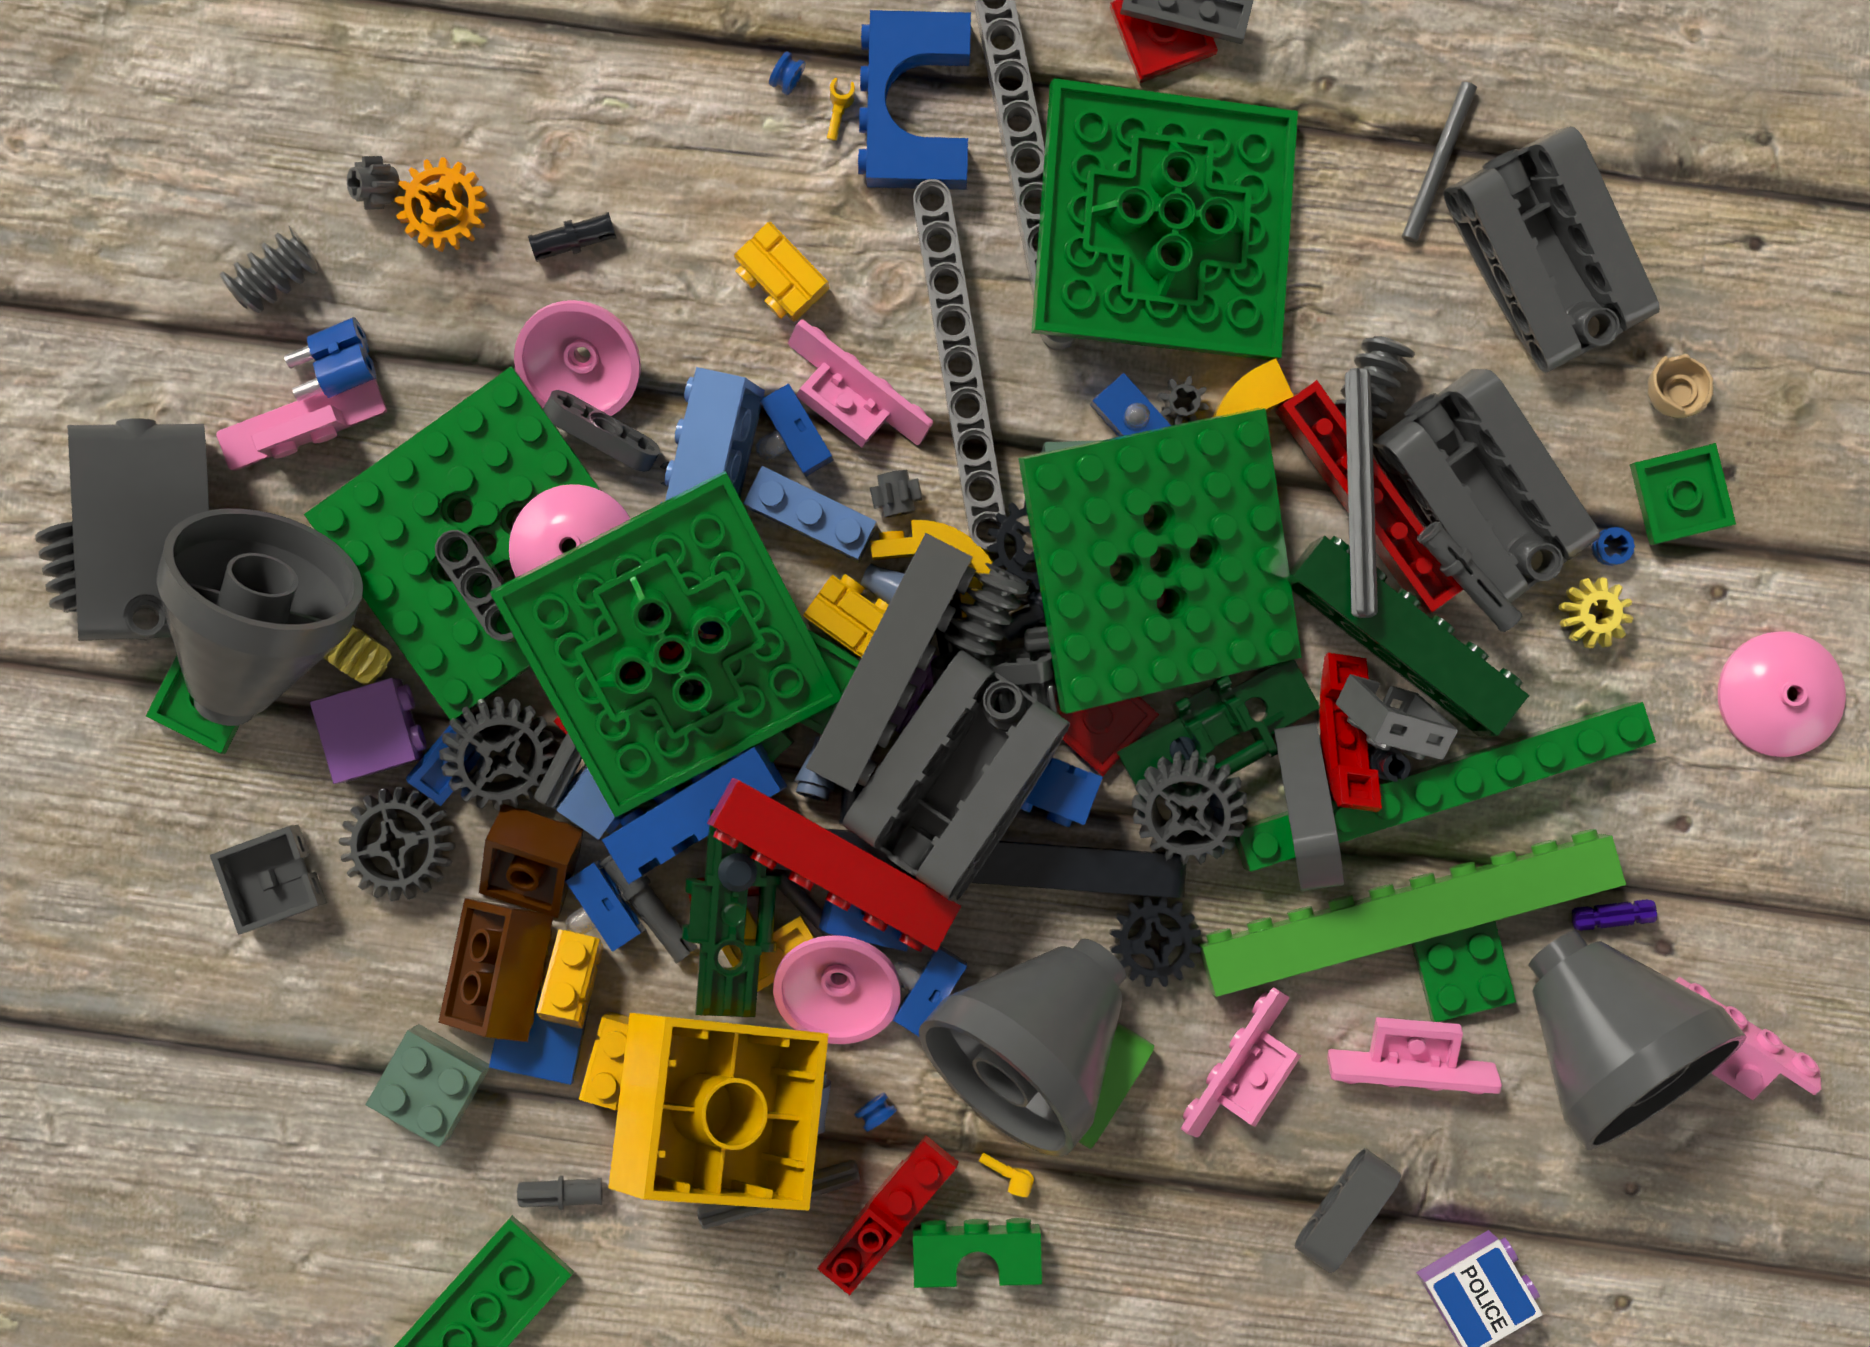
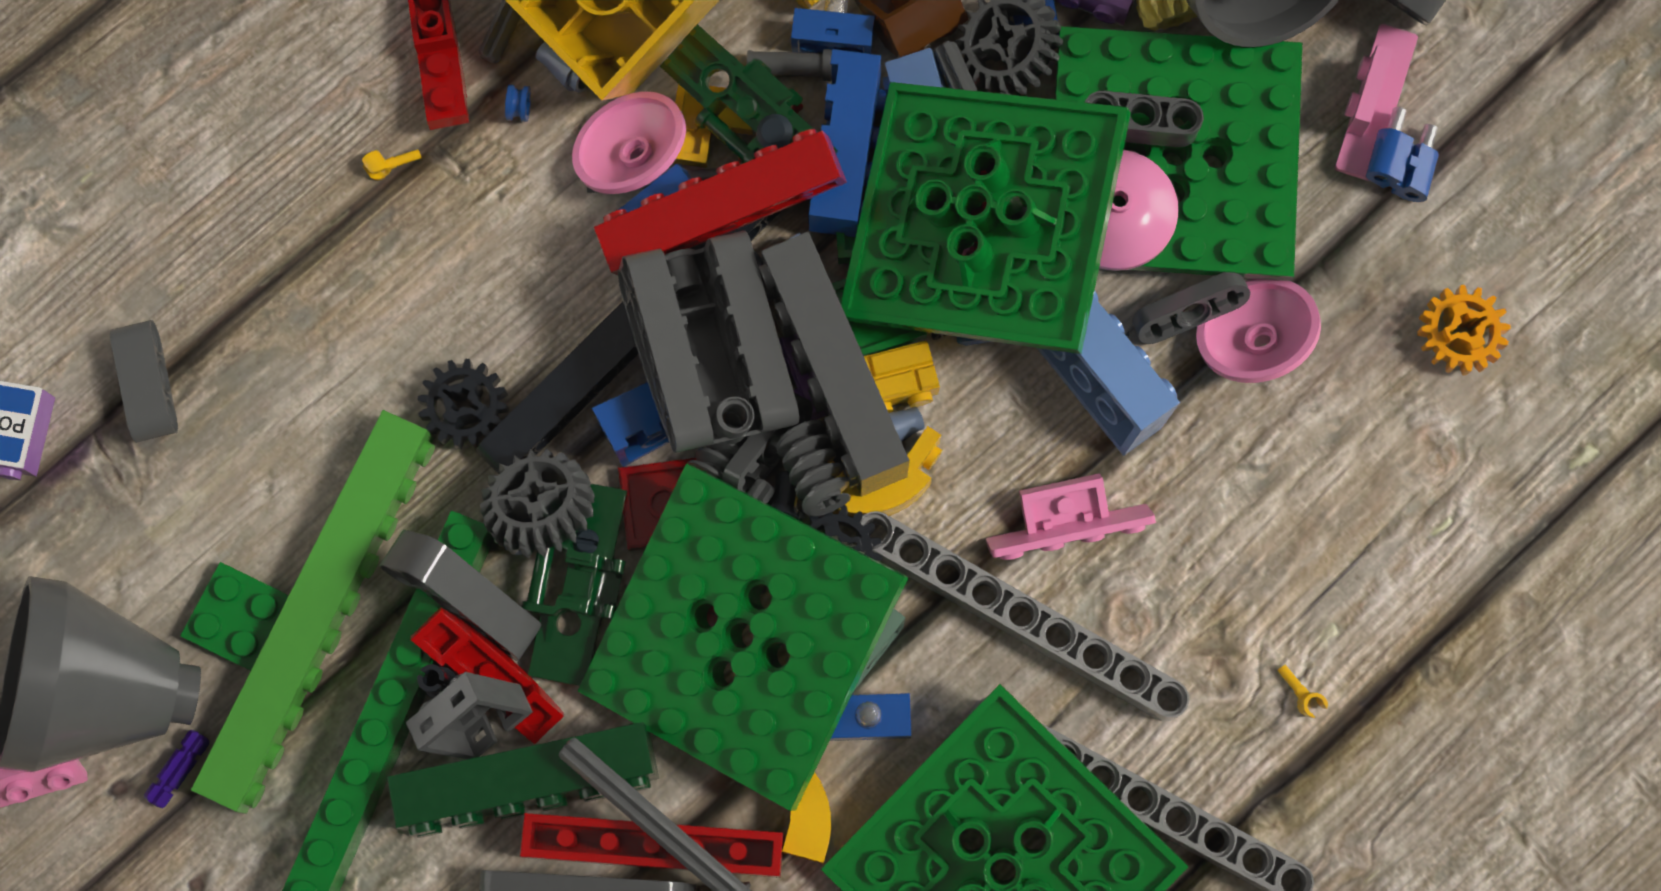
camera: 130 degrees right, 10 degrees down
(271, 272) = (1507, 166): dark grey piece -> none
(373, 182) = (1521, 292): dark grey gear -> none
(572, 236) = (1360, 407): black pin -> none
(780, 272) = (1205, 539): yellow brick -> none
(787, 73) = (1361, 672): blue bush -> none
(792, 433) = (1073, 448): blue piece -> none
(810, 514) = (999, 410): medium blue brick -> none
(895, 45) = (1317, 771): blue arch -> none
(896, 493) = (961, 486): dark grey gear -> none
(926, 986) = (574, 210): blue piece -> none
(1012, 1246) = (337, 119): green arch -> none
(1032, 1044) = (467, 249): dark grey cone -> none
(1126, 1061) = (391, 280): bright green beam -> none
(1184, 390) = (842, 756): dark grey gear -> none
(1249, 1073) = (306, 392): bright pink bracket -> none
(1414, 1056) = (207, 523): bright pink bracket -> none
(1457, 563) = (574, 859): dark grey pin -> none

